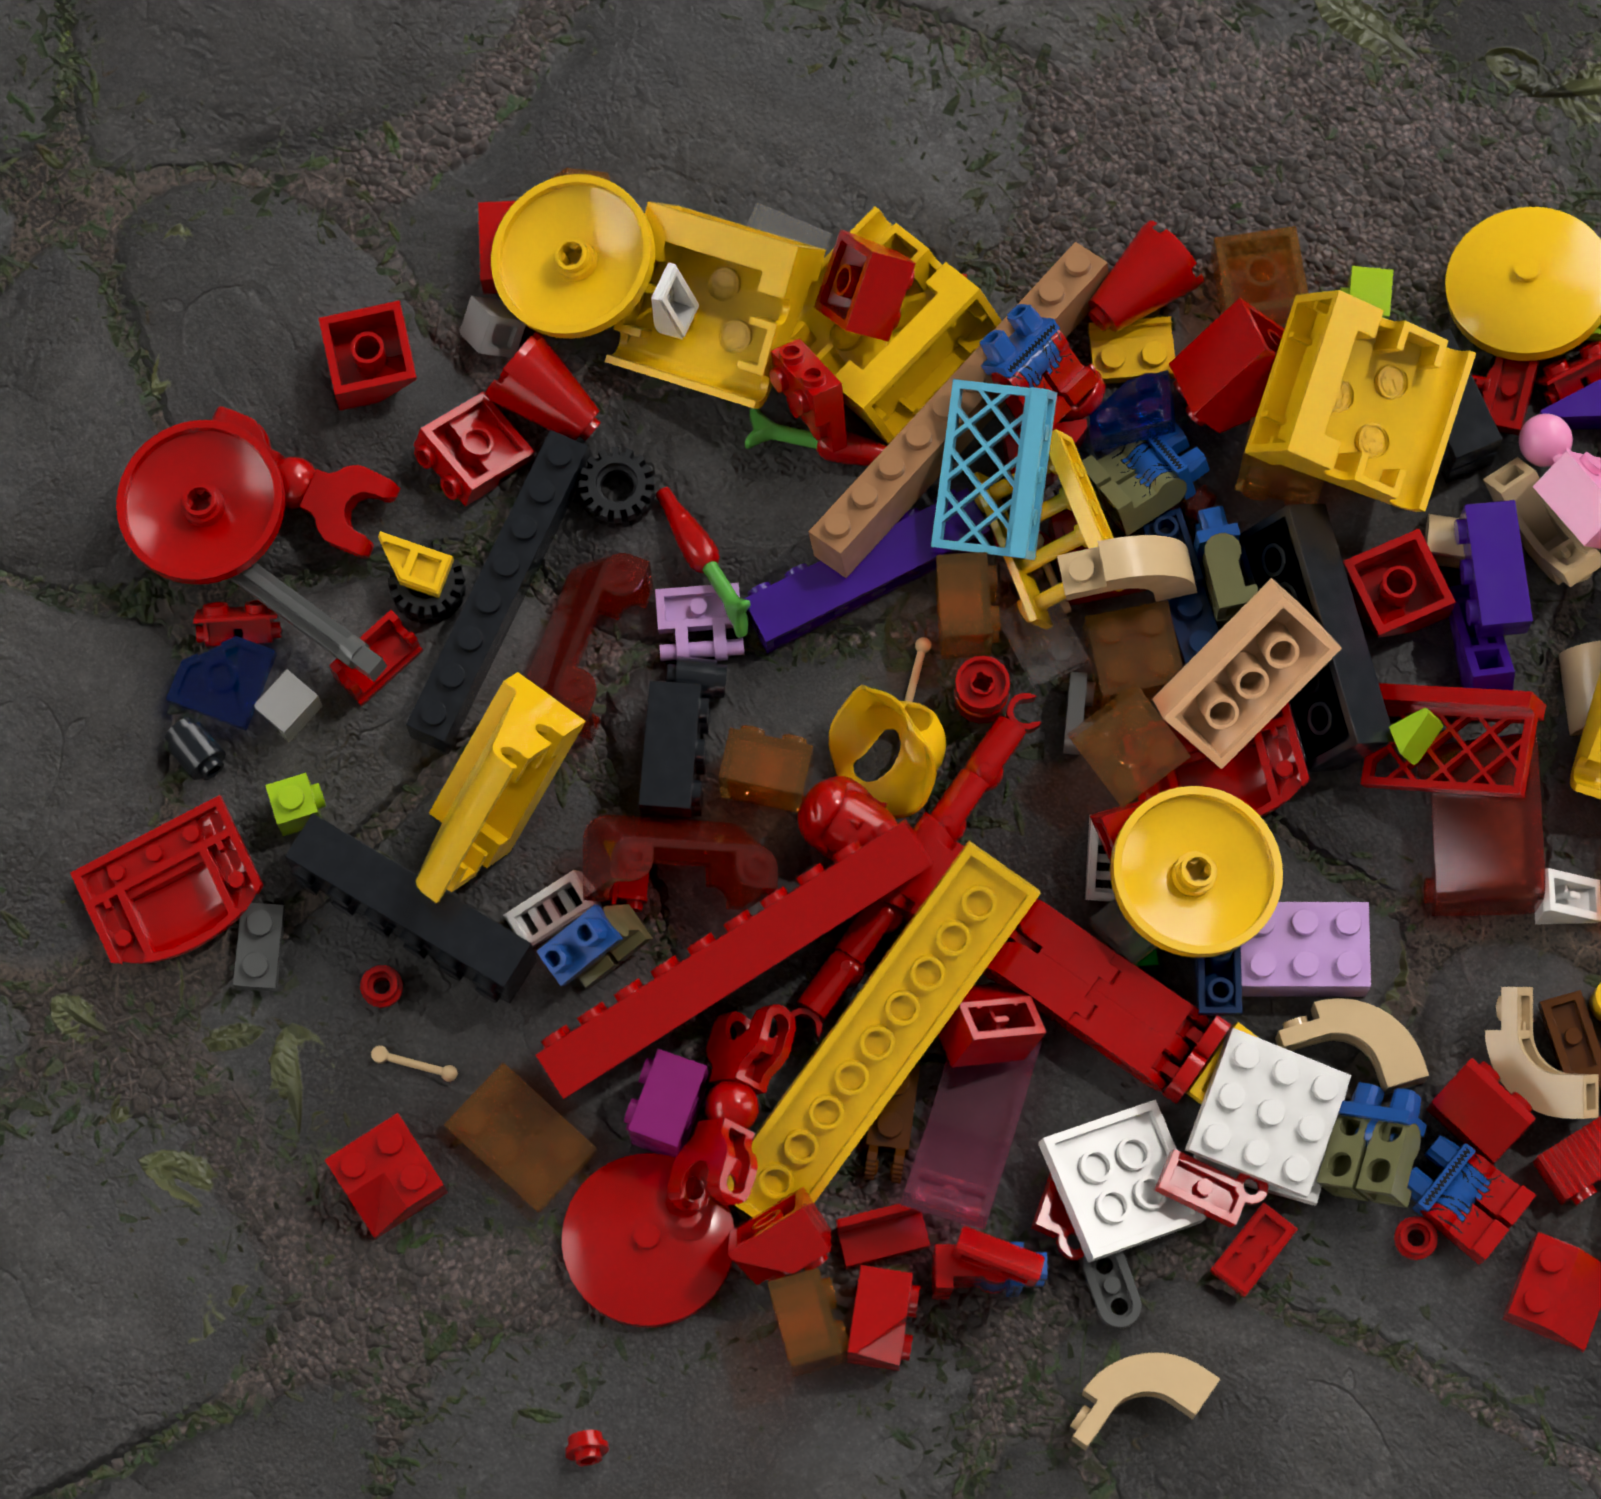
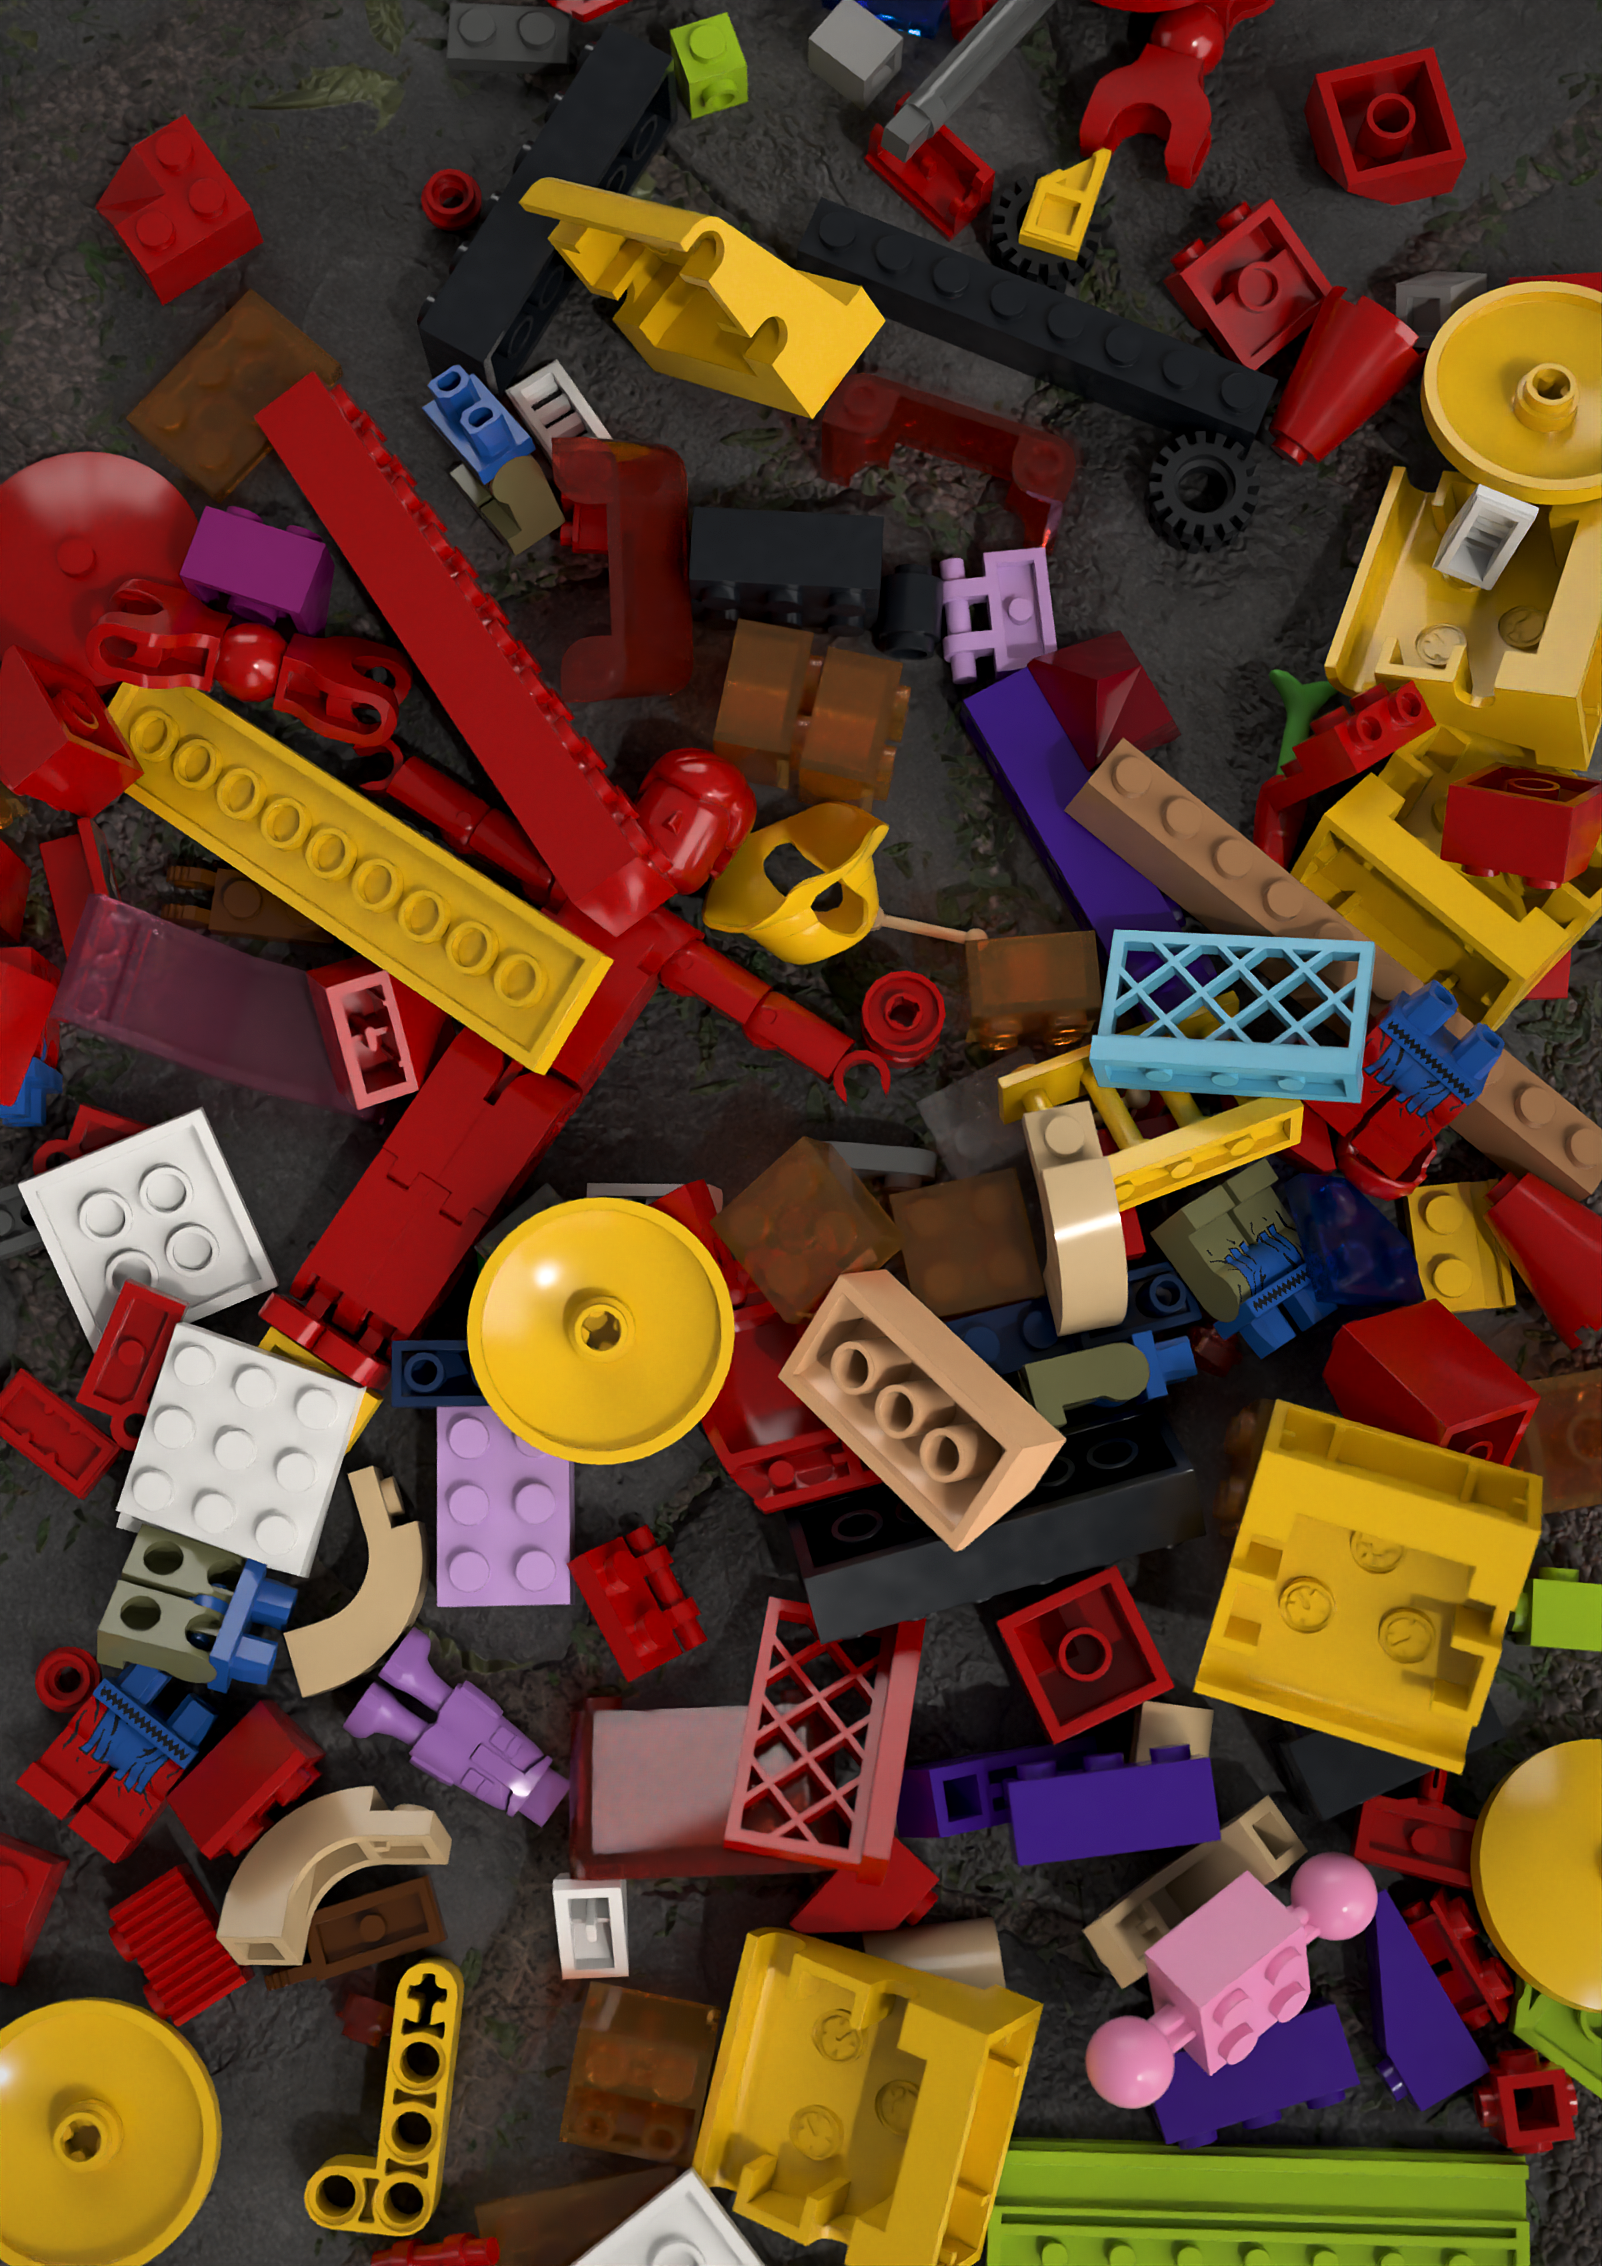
camera: 85 degrees right, 5 degrees up
(381, 1055) = (356, 208): tan hinge -> none
(703, 558) = (1096, 613): red piece -> none
(765, 552) = (1103, 697): none -> dark red slope
(789, 708) = (850, 730): none -> clear orange brick
(1364, 863) = (626, 1608): none -> red plate
(1415, 734) = (830, 1675): lime slope -> none
(1455, 977) = (466, 1743): none -> medium lavender piece
(1553, 733) = (851, 1906): none -> red slope

